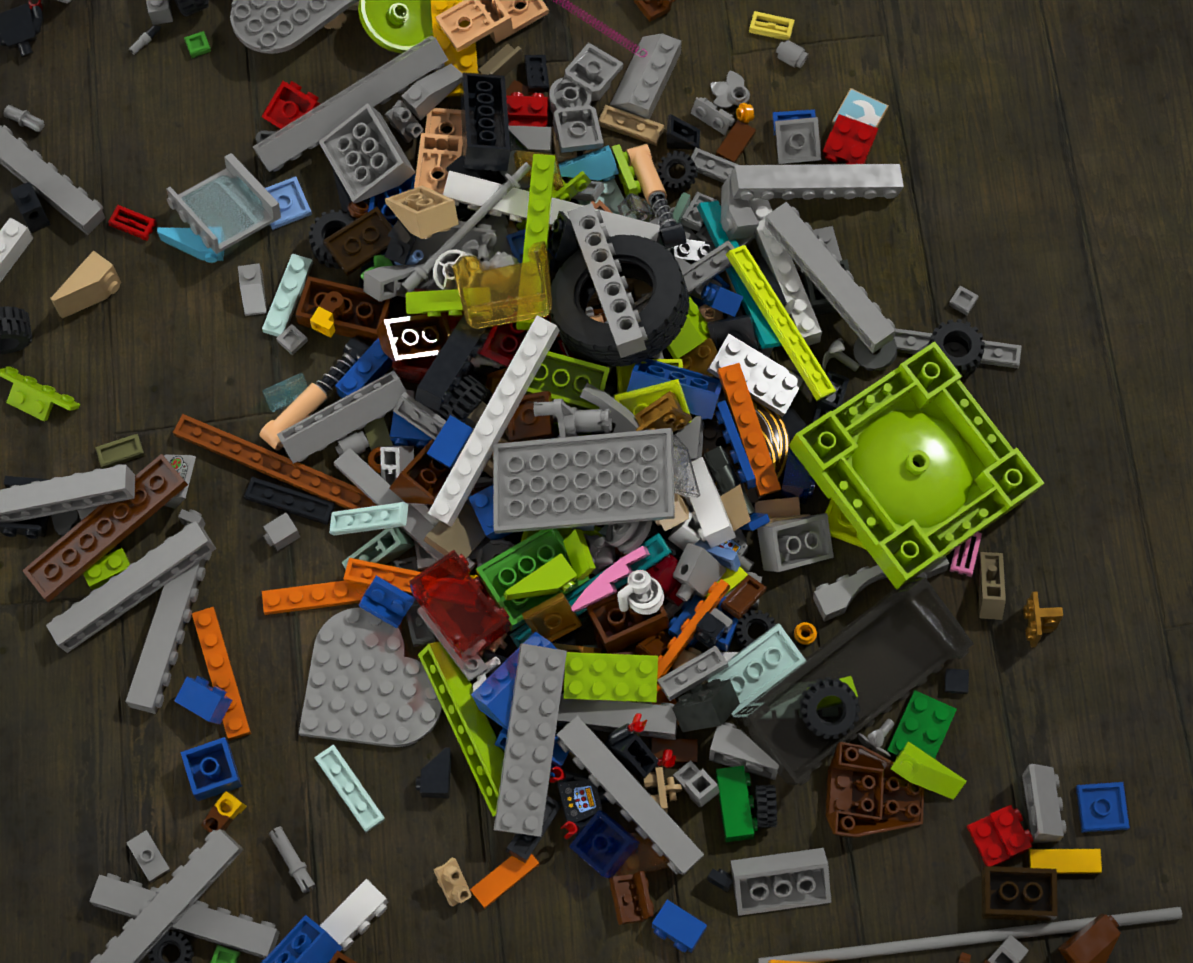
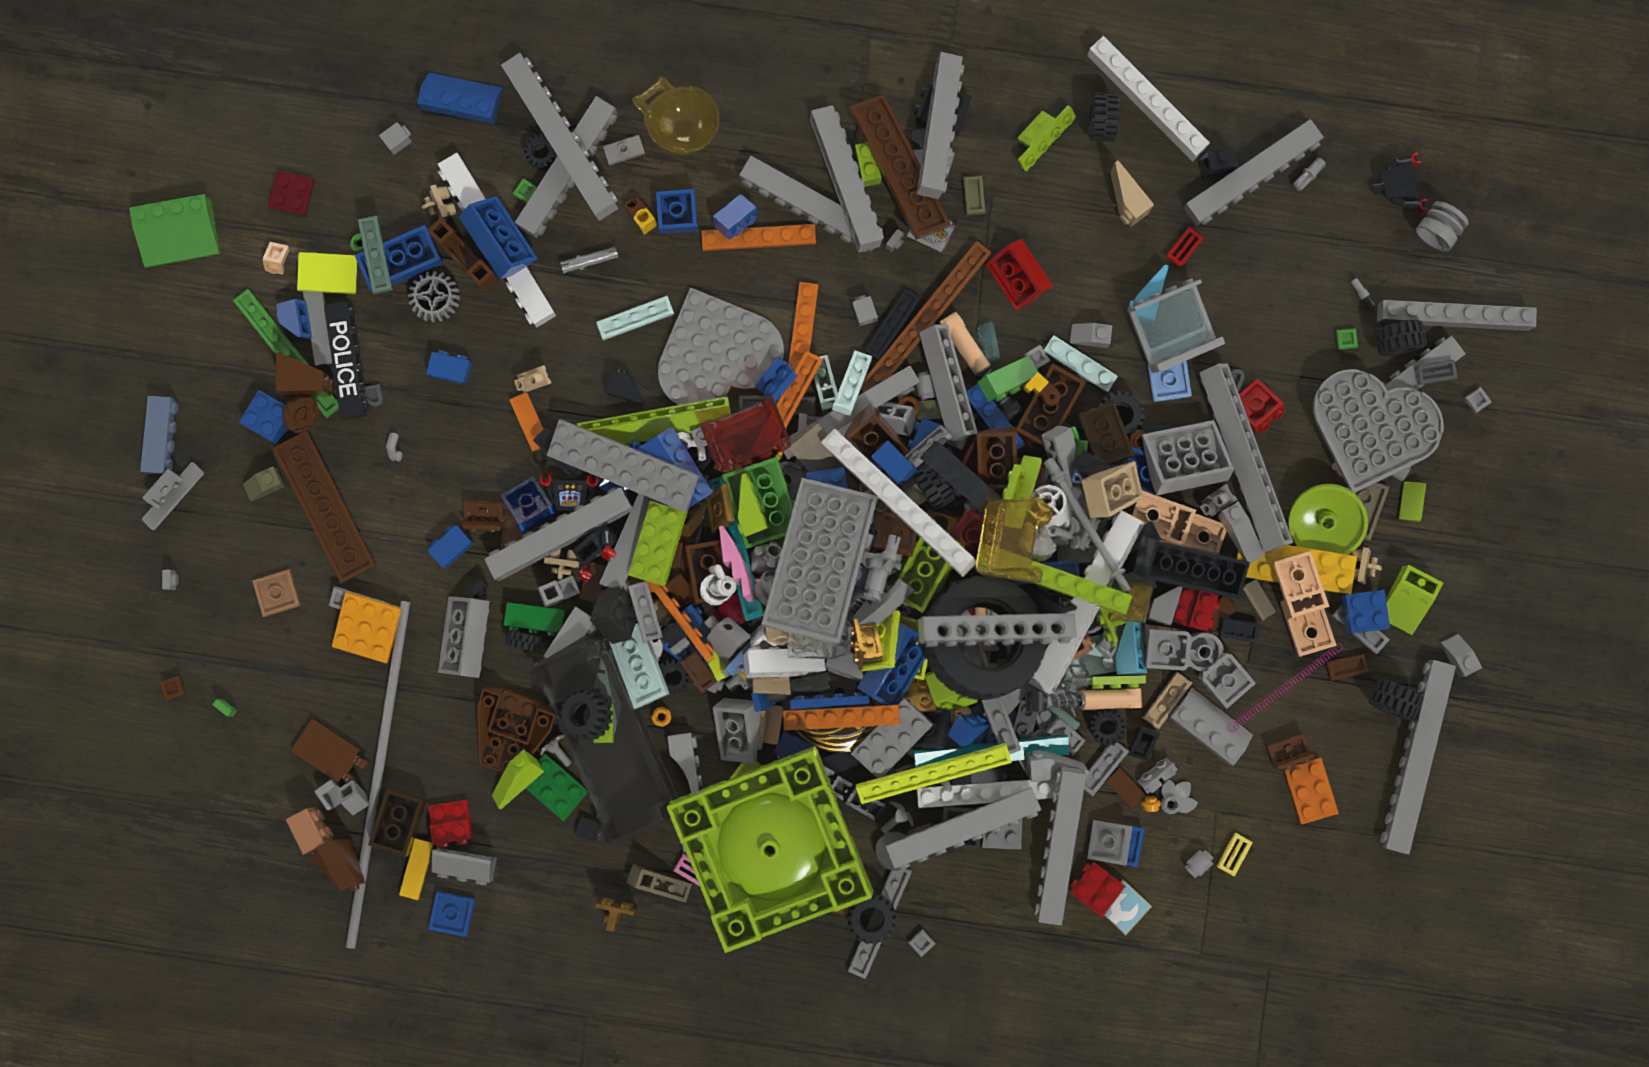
camera: 105 degrees right, 15 degrees up
(97, 791) = (680, 118): none -> clear yellow windscreen
(202, 379) = (1019, 274): none -> red slope
(324, 356) = (1007, 379): none -> bright green brick
(579, 554) = (764, 543): lime tile -> none

